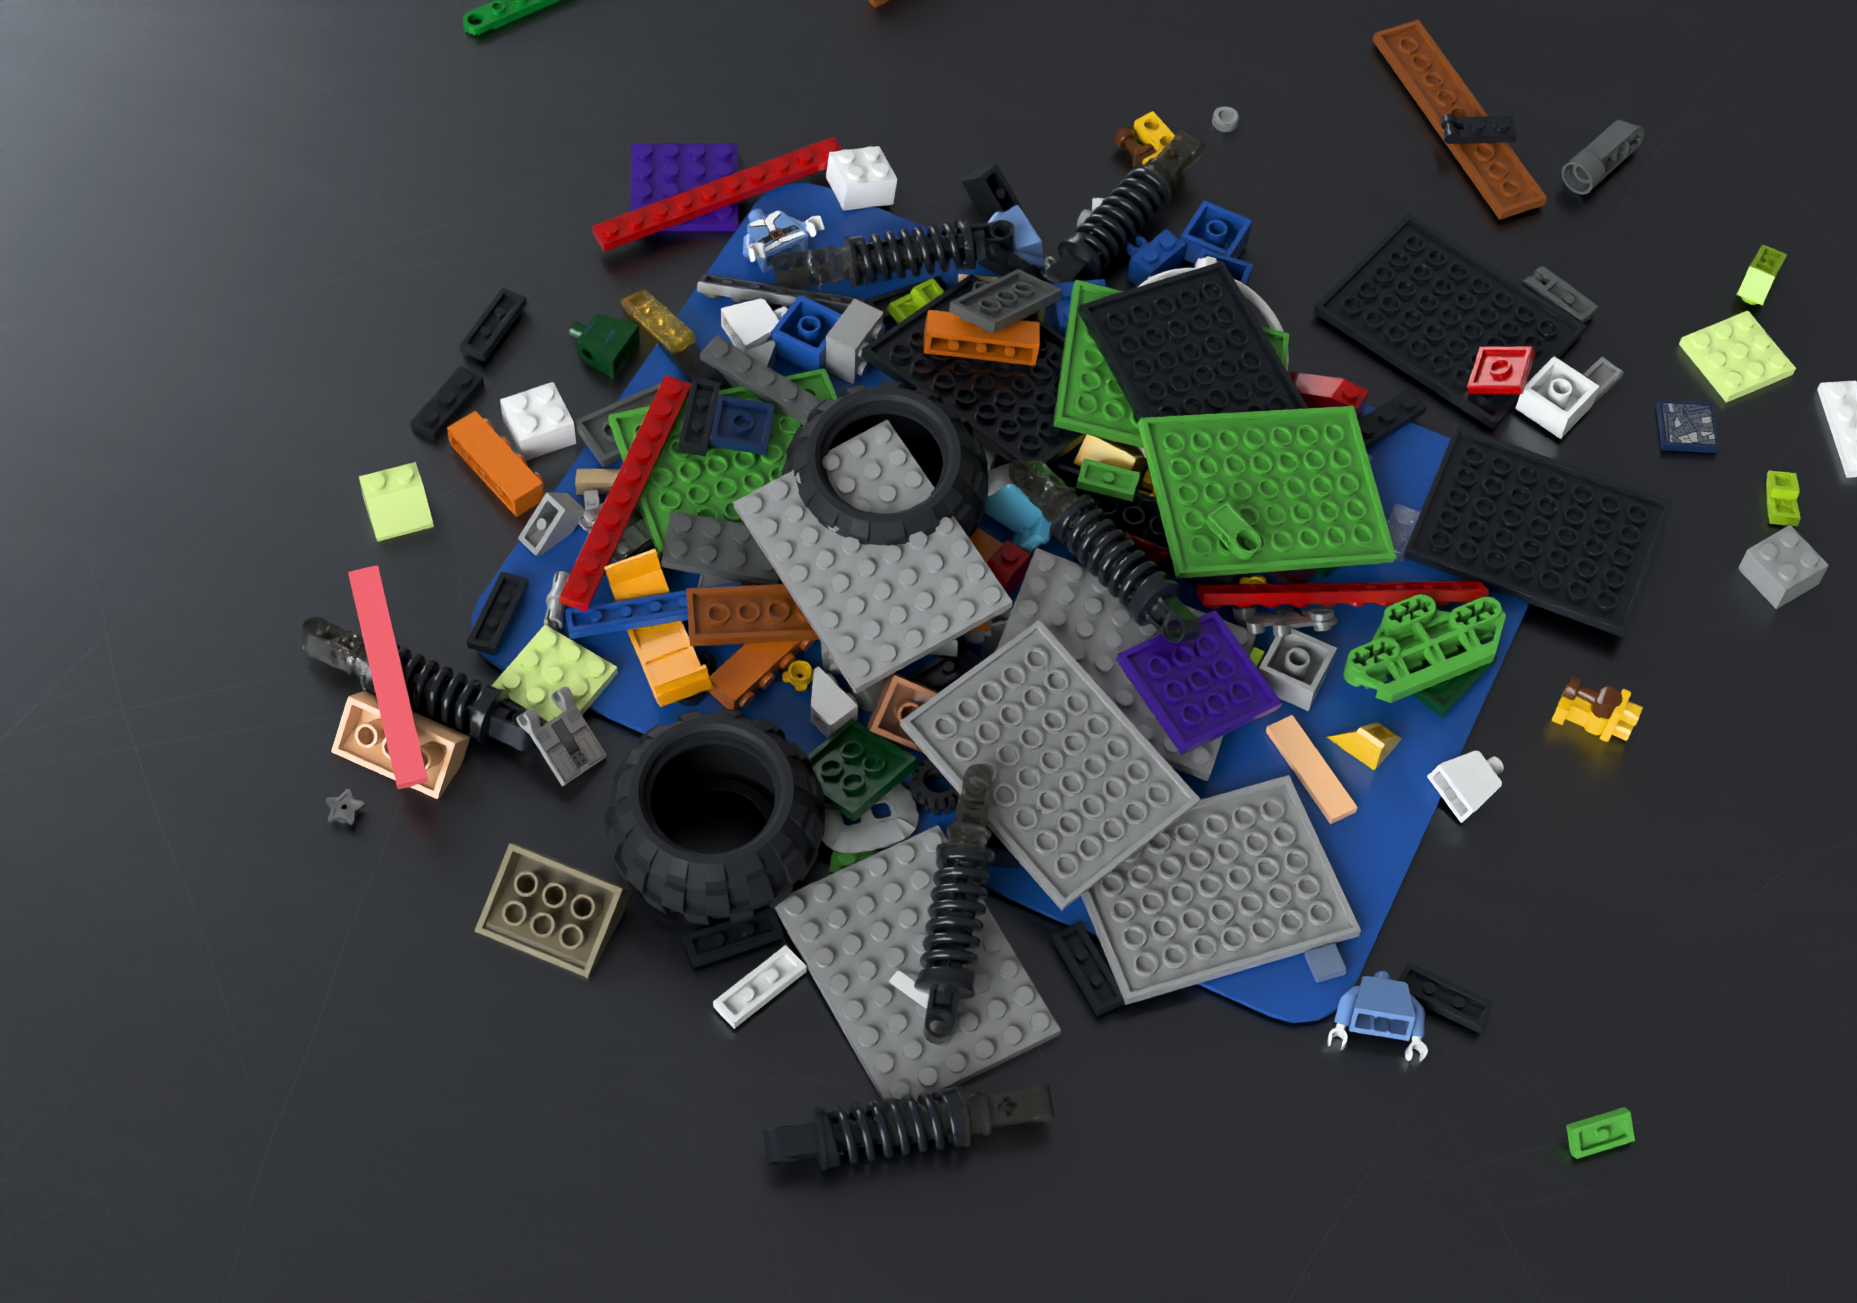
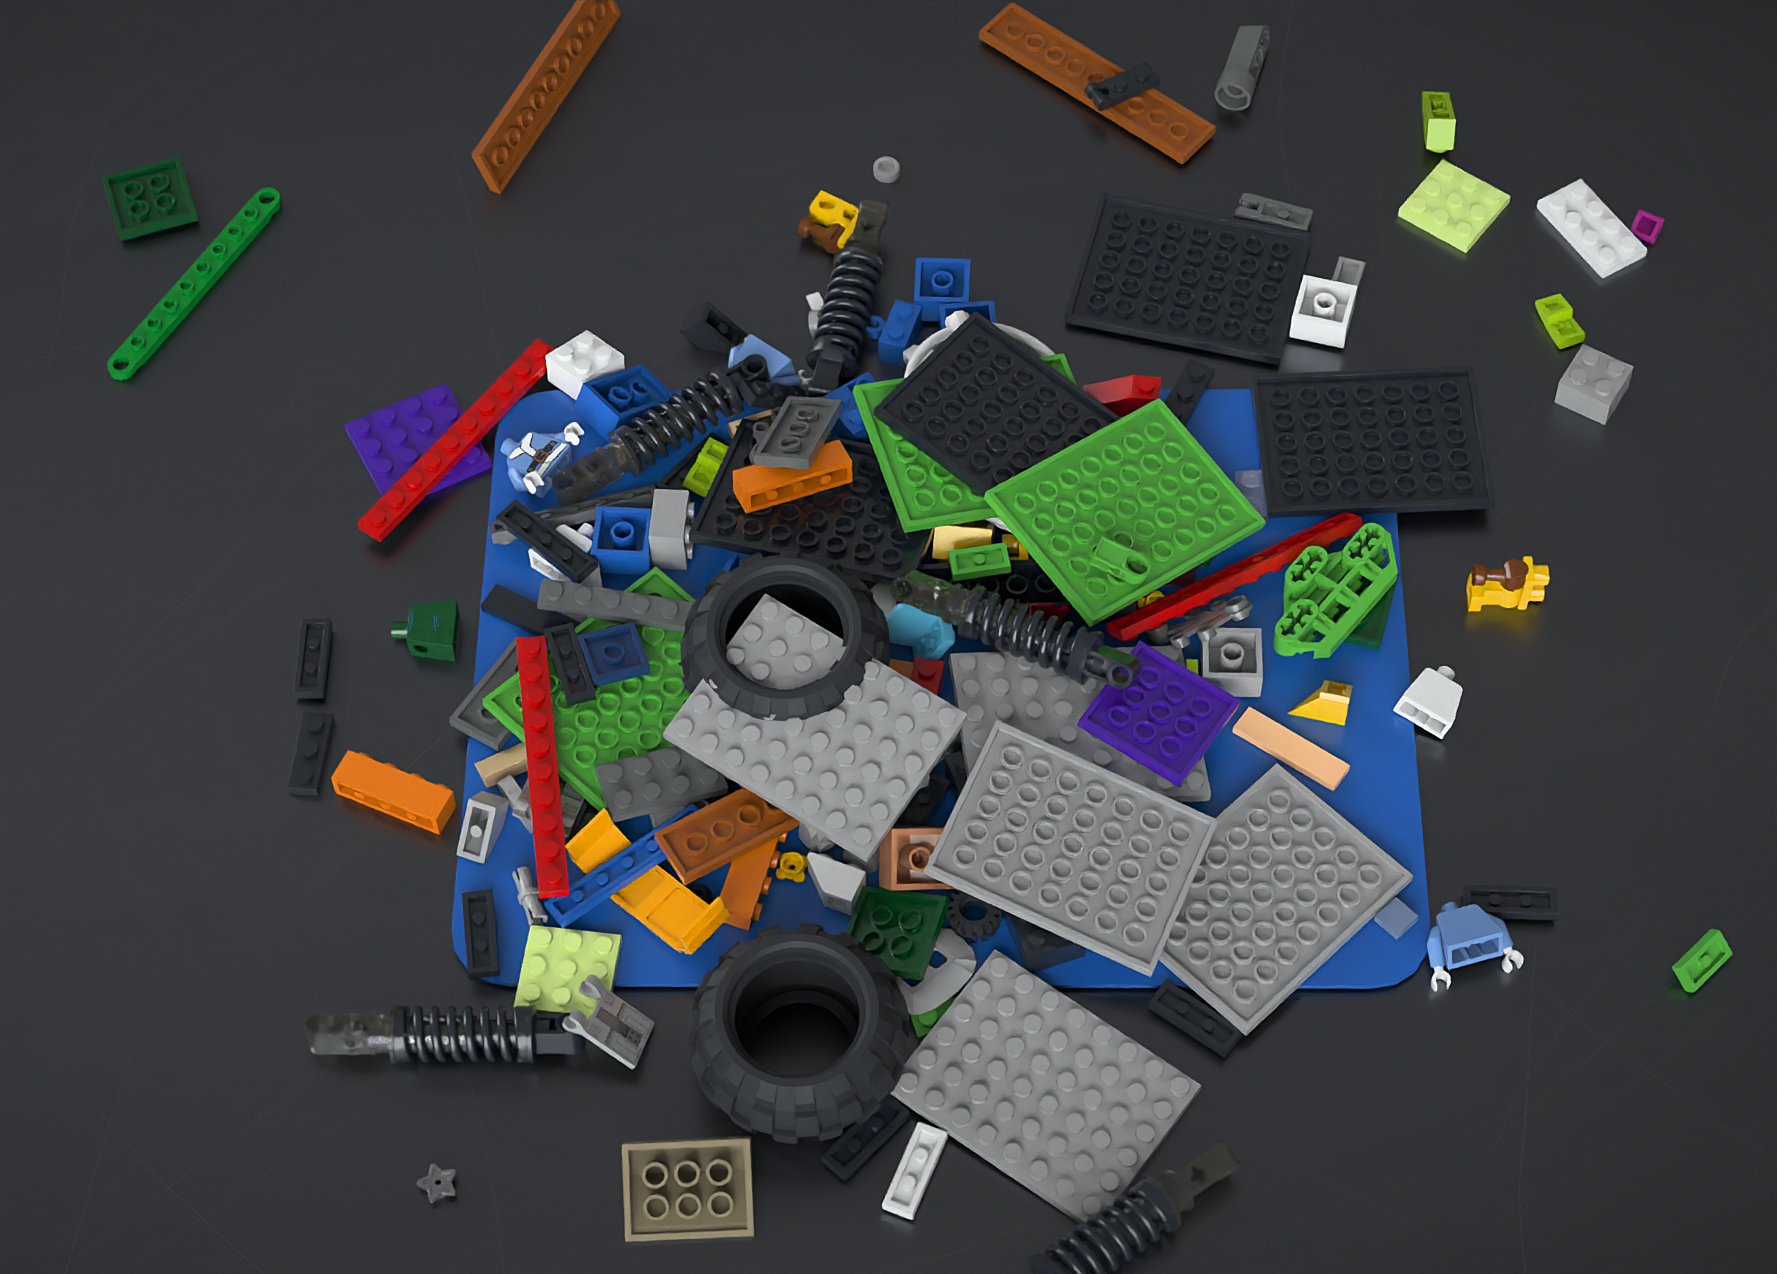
camera: 20 degrees left, 0 degrees up
(364, 742) = (457, 1099): light nougat slope -> none
(388, 677) = (420, 1041): coral tile -> none
(396, 501) = (319, 870): yellowish green slope -> none
(538, 421) = (411, 733): white brick -> none
(658, 321) = (473, 587): clear yellow plate -> none
(740, 307) = (547, 542): none -> black tile
(875, 211) = (619, 398): none -> blue slope
(906, 985) = (1059, 1110): white sticker -> none
(955, 906) = (1062, 1016): black piece -> none
(1501, 370) = (1263, 307): tile -> none
(1687, 426) = (1445, 289): tile -> none

